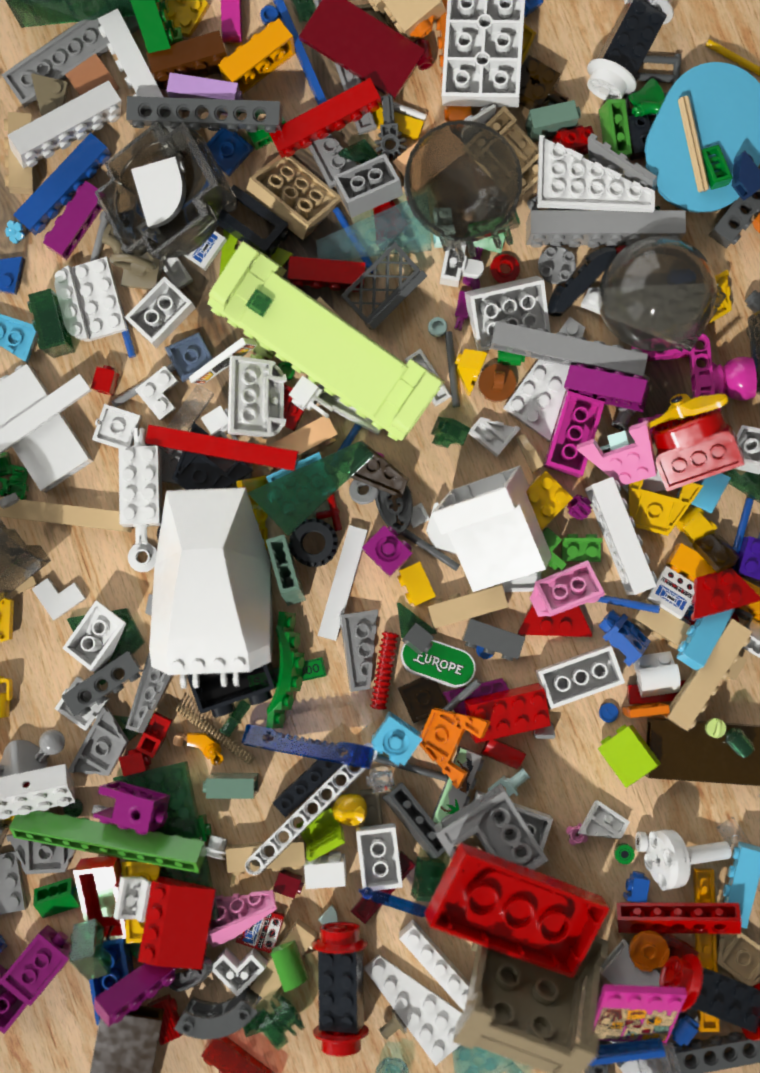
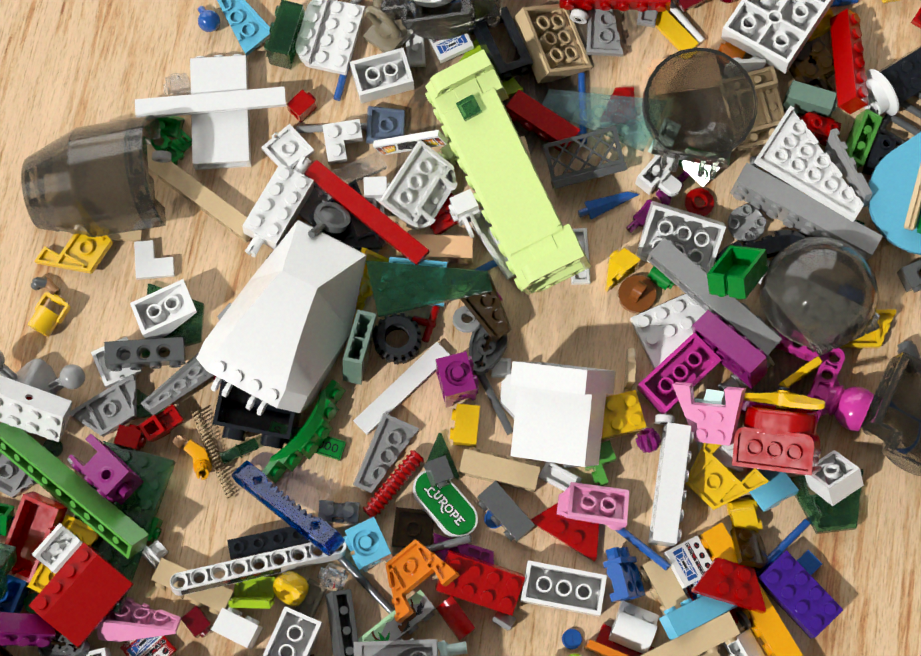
camera: 25 degrees right, 10 degrees down
(133, 557) = (237, 262): white piece -> none
(193, 471) = (331, 218): none -> dark grey piece
(231, 786) = (200, 504): sand green brick -> none
(287, 369) = (461, 181): green tile -> none
(303, 156) = (579, 16): none -> white tile
(345, 727) = (349, 511): none -> dark grey brick
(359, 152) = (631, 41): clear green tile -> none
(368, 185) = (619, 68): light grey brick -> none
(389, 130) = (663, 35): dark grey gear -> none
(421, 320) = (599, 206): none -> blue bar
(437, 327) = (612, 218): light aqua tile -> none
(448, 432) = (570, 310): clear green brick -> none
(452, 369) = (604, 261): dark grey bar -> none
(492, 434) = (607, 335): white wing -> none
(568, 63) = (849, 61): none -> red brick
(579, 316) = (737, 272): none -> green piece
(581, 549) = (629, 477): bright green bracket -> none
(582, 480) = (663, 419): none -> white tile
(648, 99) = (902, 127): green arm -> none
(679, 370) = (802, 372): none -> yellow tile

